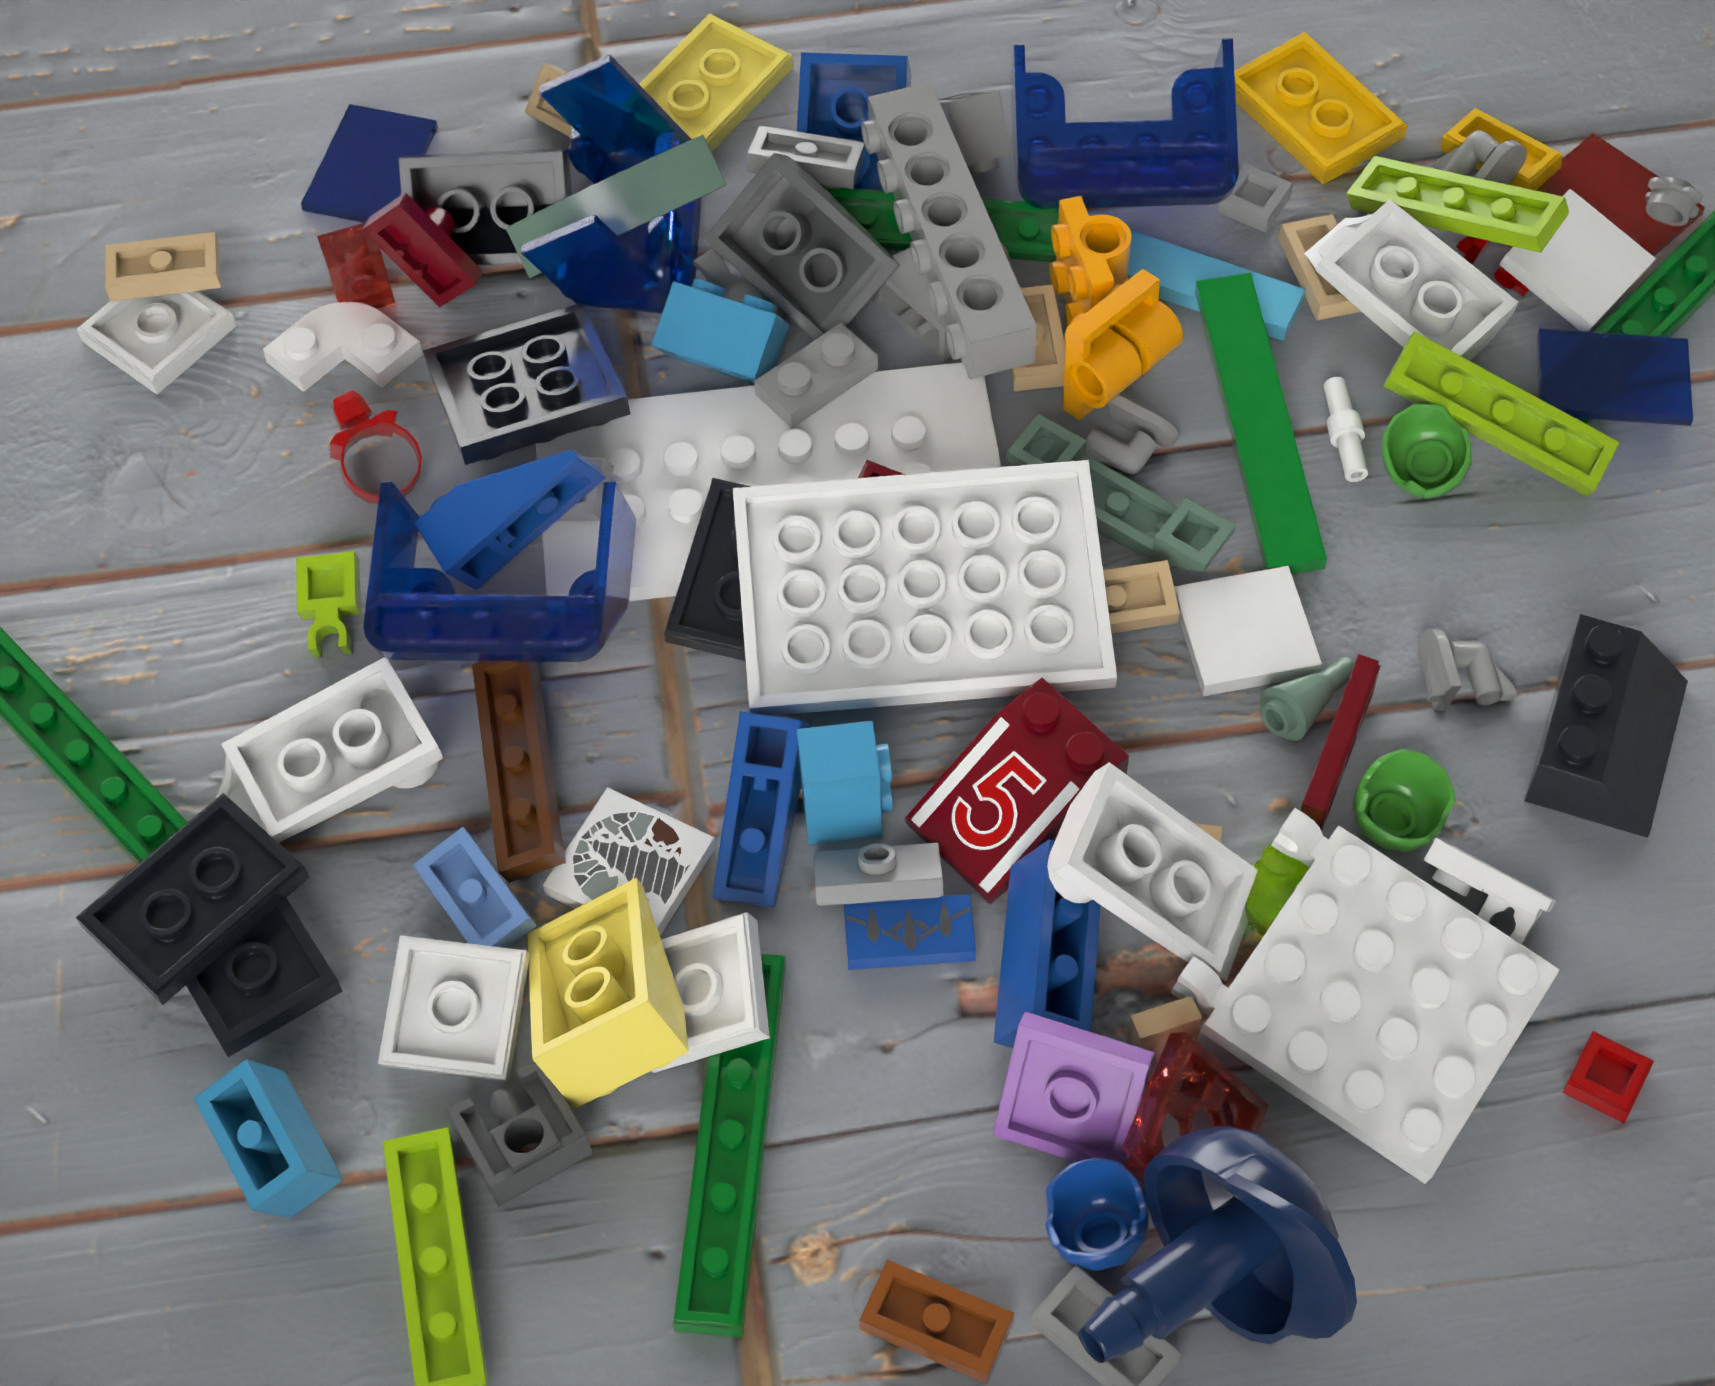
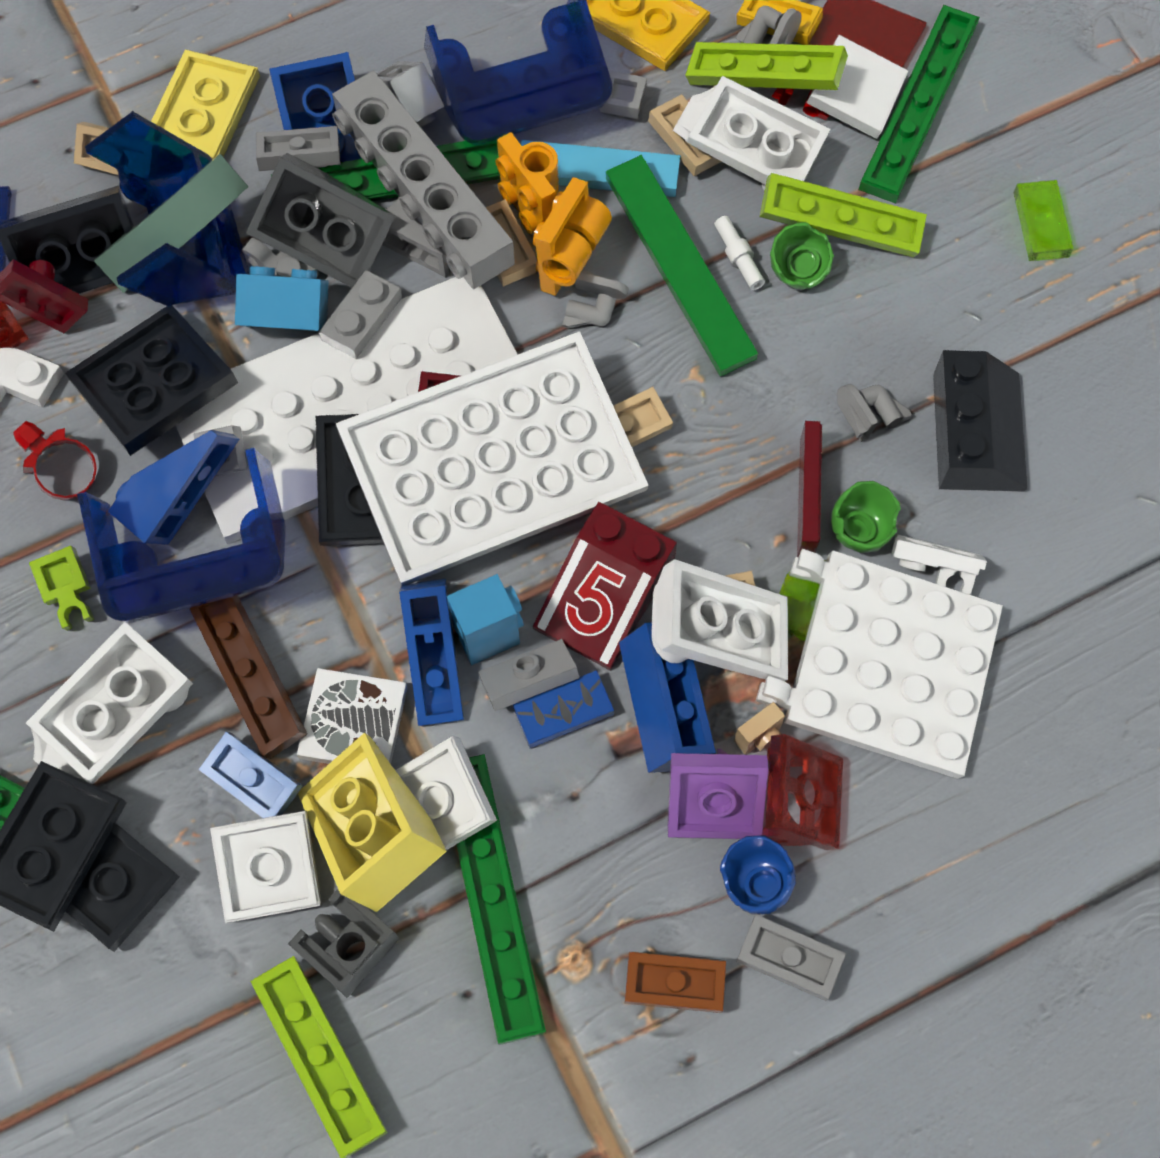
camera: 20 degrees left, 10 degrees up
(268, 1139) = (168, 1008): dark azure brick -> none
(1126, 511) = (615, 357): sand green slope -> none
(1237, 1238) = (866, 869): dark blue piece -> none
(1246, 631) = (720, 421): white tile -> none
(1296, 704) = (771, 466): sand green cone -> none
(1608, 1077) = (1052, 668): red tile -> none
(1615, 376) = (907, 165): clear blue piece -> none
(1672, 200) = (906, 25): light grey plate -> none

